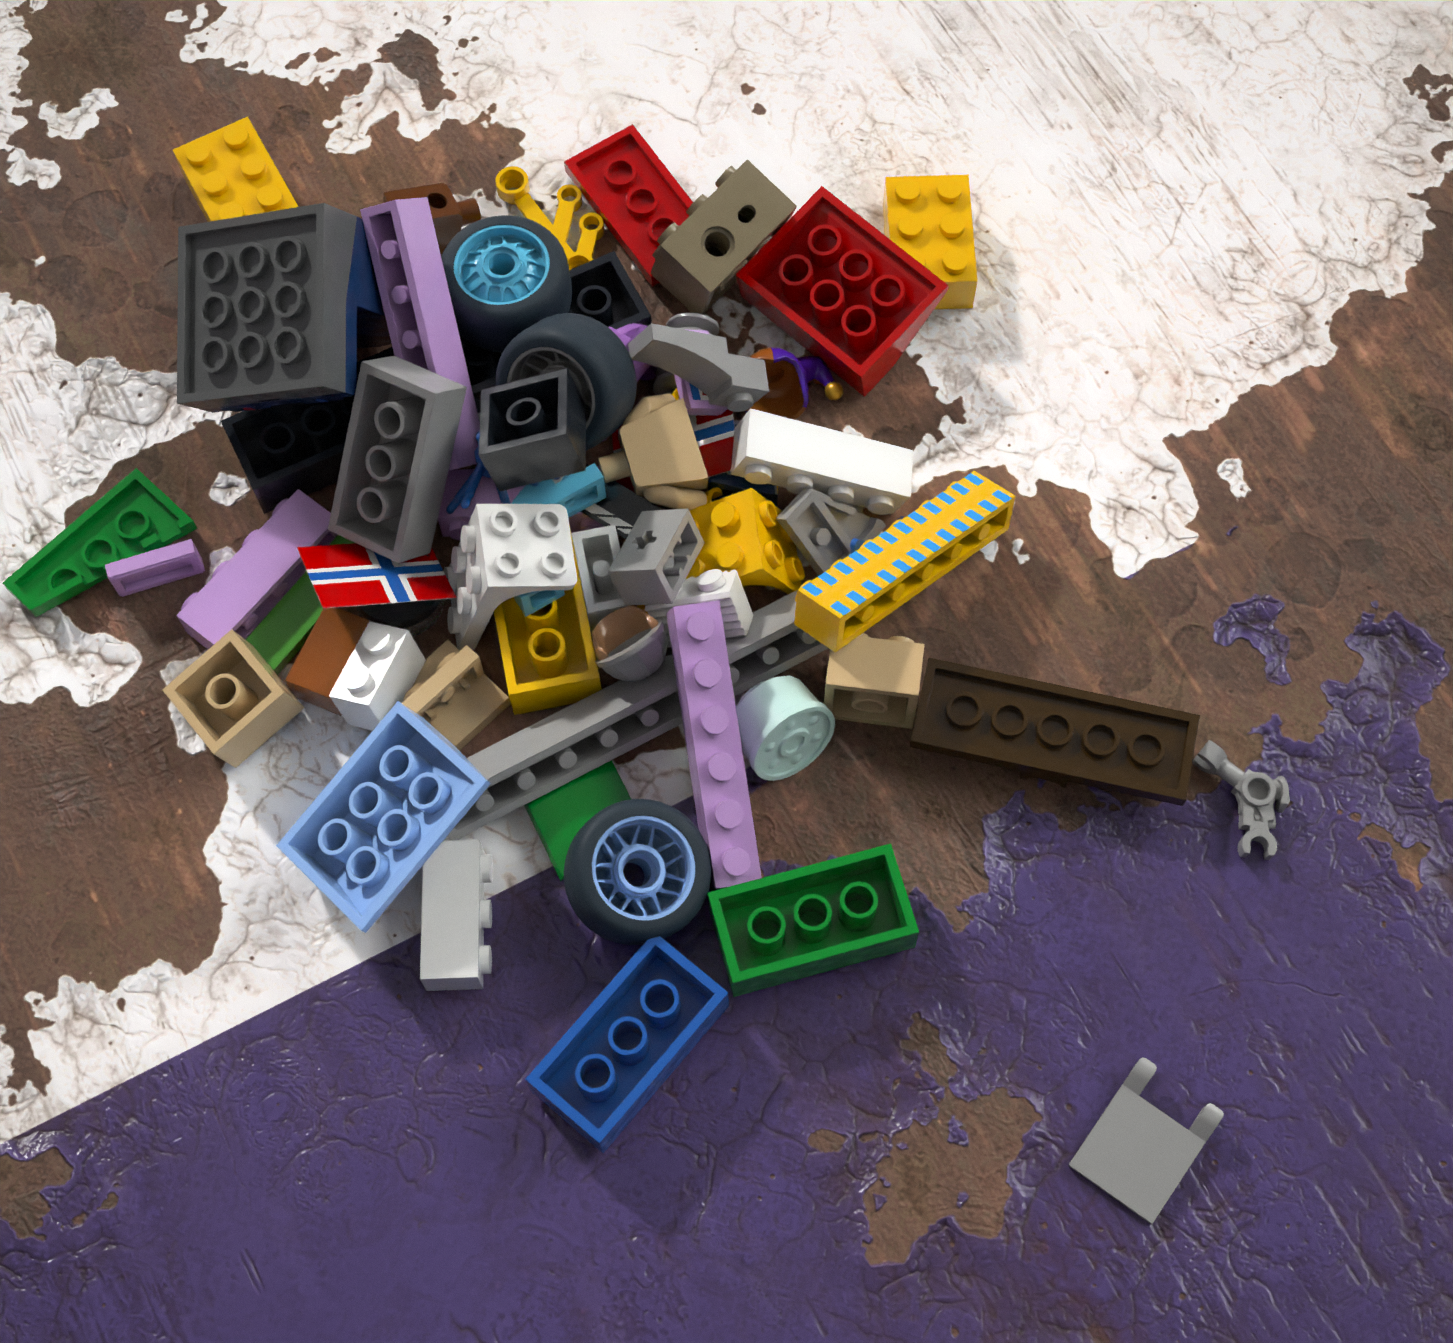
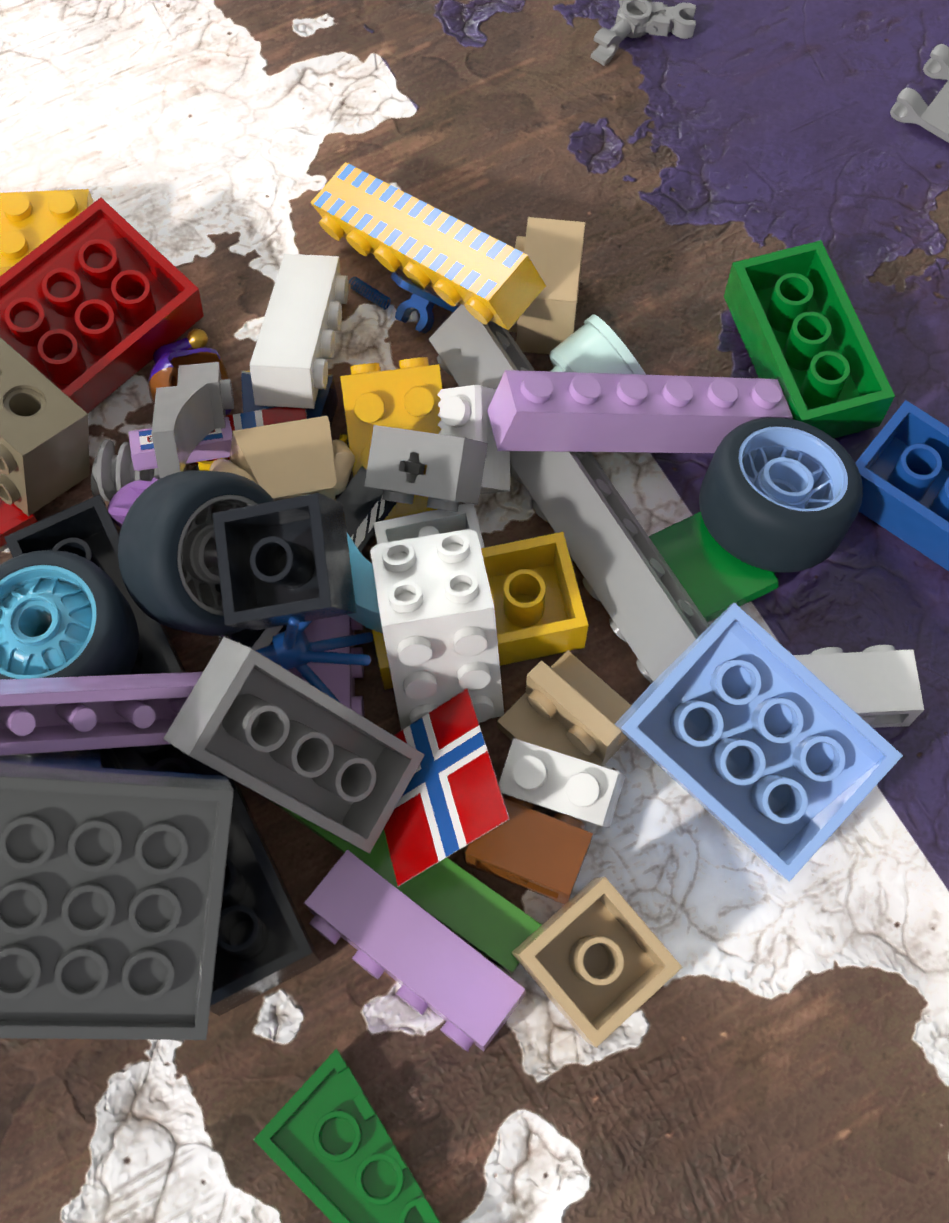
camera: 90 degrees left, 0 degrees up
(155, 568) = (403, 1095): lavender tile -> none
(629, 644) = (524, 496): piece -> none
(825, 527) = (375, 335): light grey wing -> none
(1055, 732) = (595, 141): dark brown piece -> none

